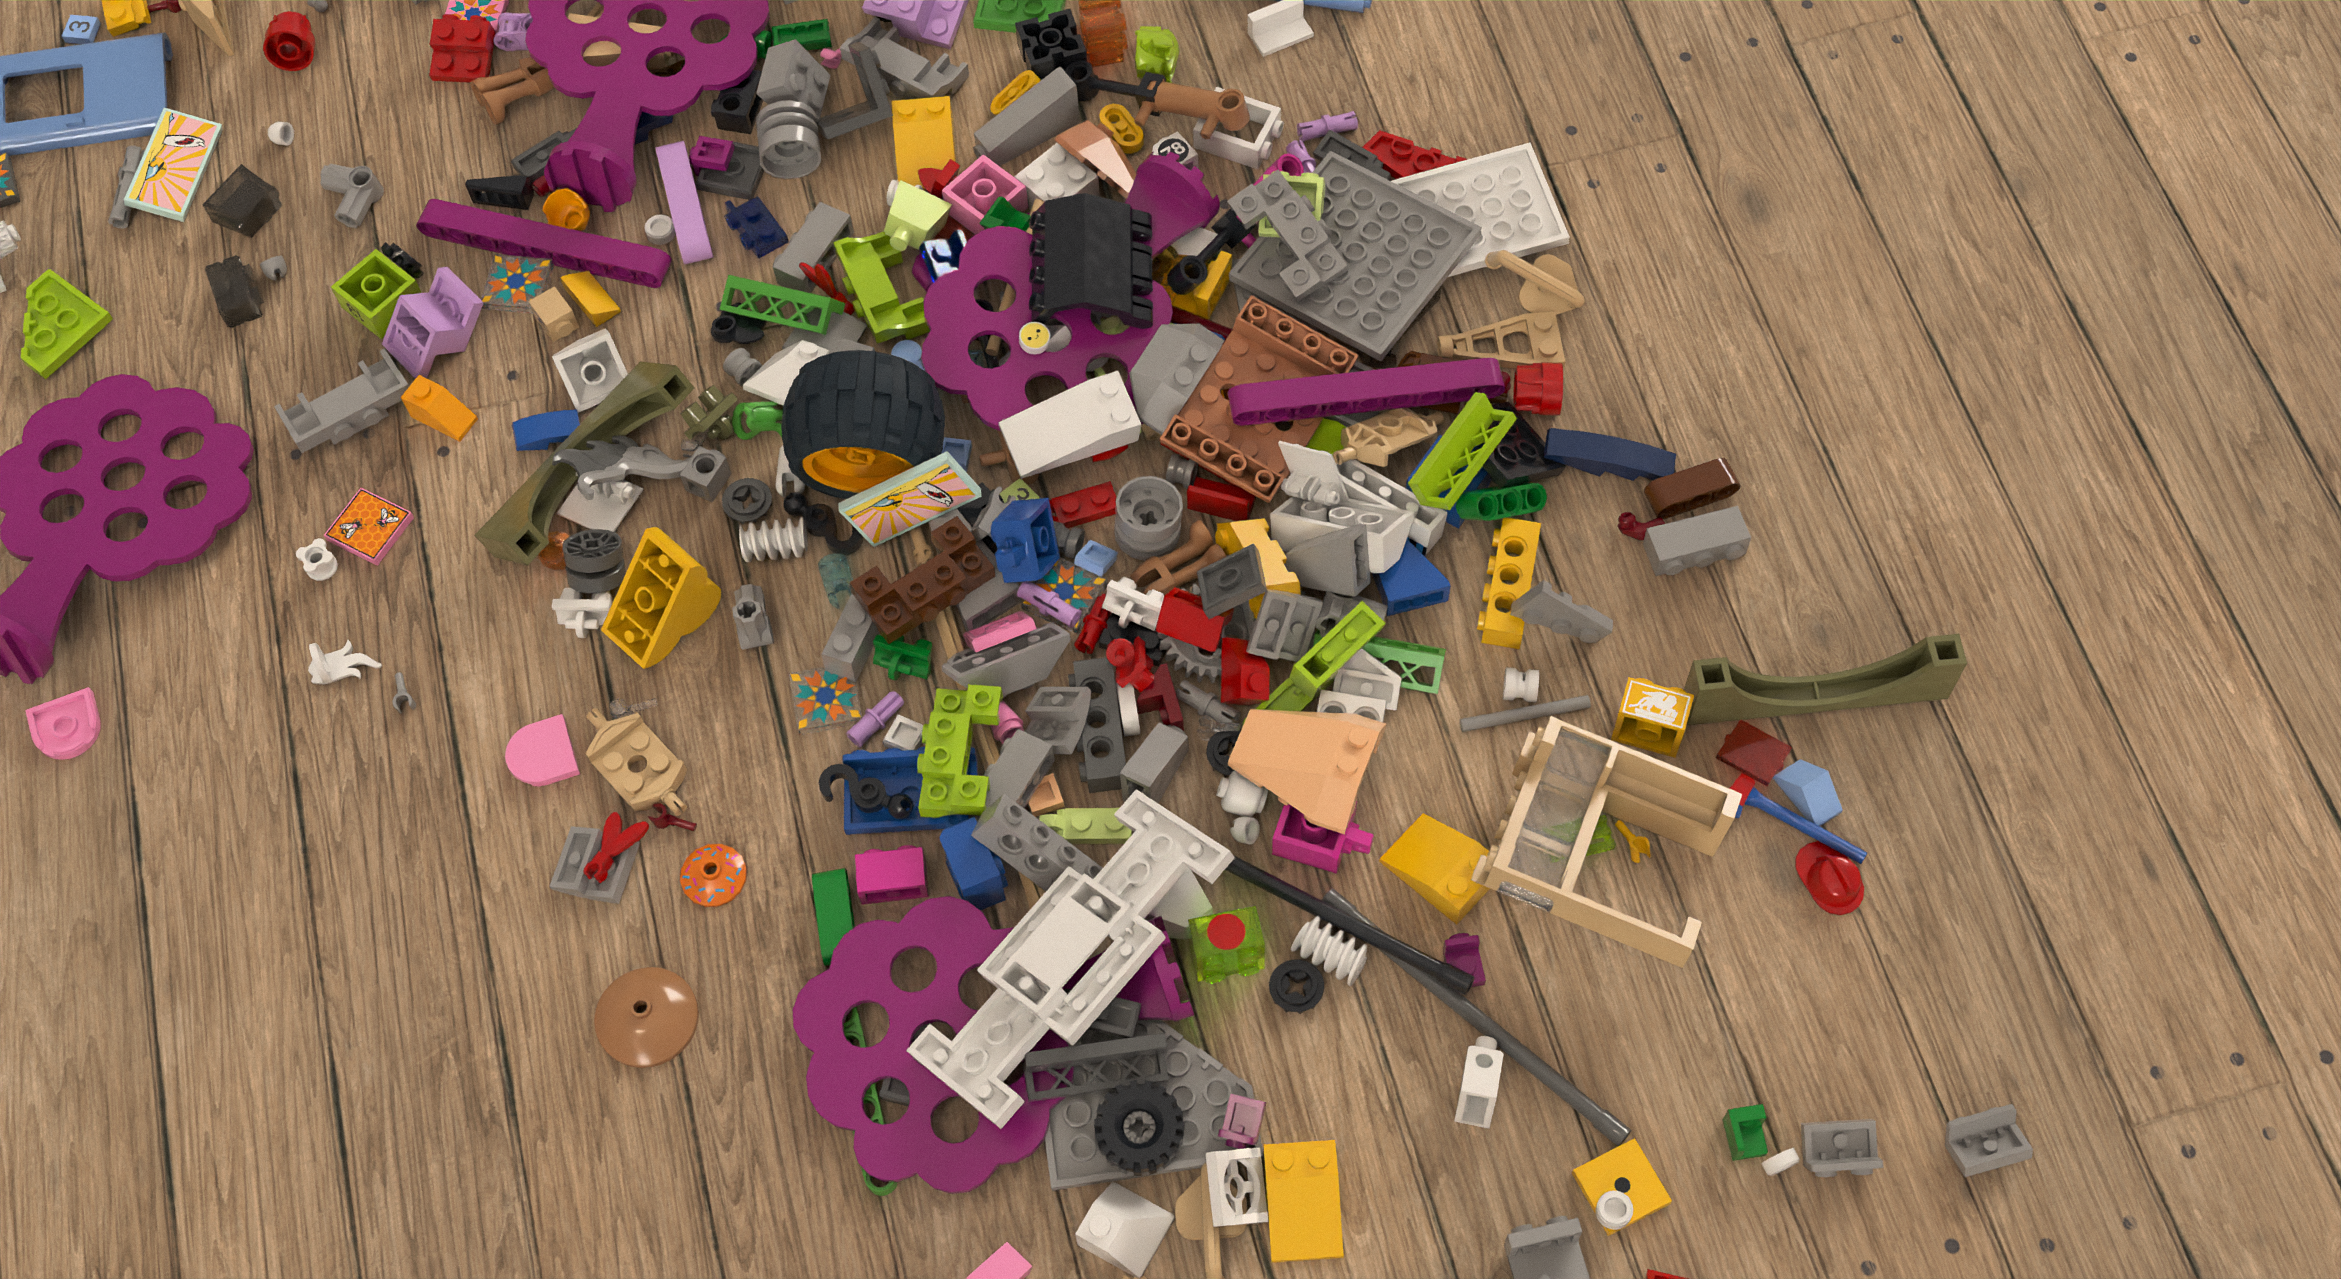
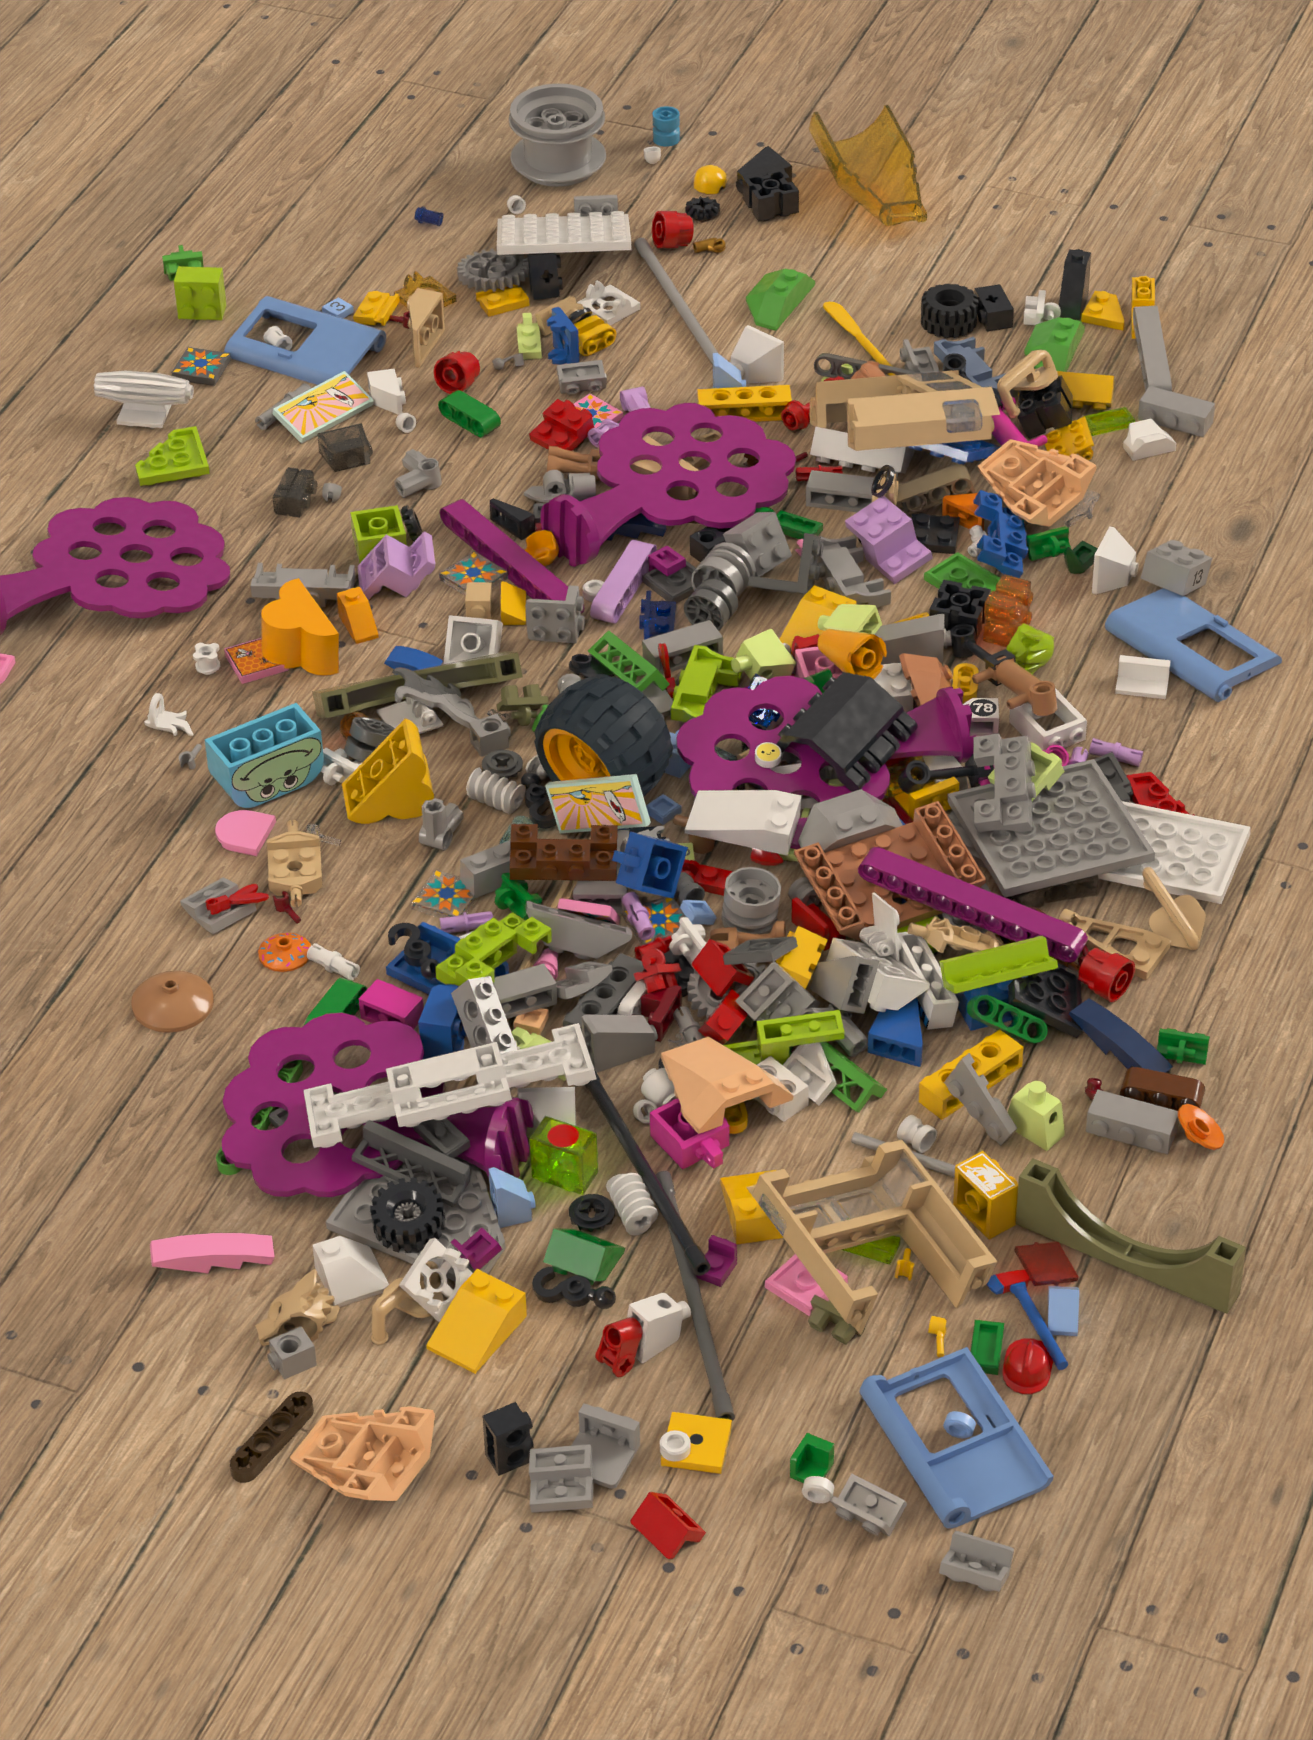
camera: 35 degrees right, 20 degrees down
(45, 105) = (275, 337): none -> white bush
(227, 105) = (386, 390): none -> white slope
(343, 85) = (469, 413): none -> green beam
(399, 470) = (299, 632): none -> light orange brick
(504, 653) = (266, 756): none -> medium azure brick
(530, 125) = (577, 485): none -> light grey panel
(662, 293) = (556, 619): none -> light grey bracket
(778, 856) = (333, 961): none -> white pin
(804, 182) = (711, 601): none -> dark grey wheel
(973, 131) = (852, 618): none -> yellowish green torso
(1011, 165) = (853, 651): none -> light orange cone
(1215, 1030) = (510, 1198): none -> light blue slope
(1335, 1044) = (582, 1254): none -> green slope
(1364, 1093) = (575, 1290): none -> black piece
(1470, 1132) = (620, 1345): none -> red piece
(1555, 937) = (796, 1285): none -> bright pink tile
(1613, 591) = (1037, 1115): none -> yellowish green torso
(1613, 959) = (823, 1313): none -> olive hips
(1668, 426) = (1183, 1046): none -> green hips
(1724, 892) = (938, 1326): none -> yellow hand
(1760, 508) = (1200, 1127): none -> orange dish
(1779, 884) = (987, 1345): none -> green tile
(1838, 993) = (959, 1424): none -> light blue tile
(1893, 1032) = (976, 1473): none -> medium blue piece

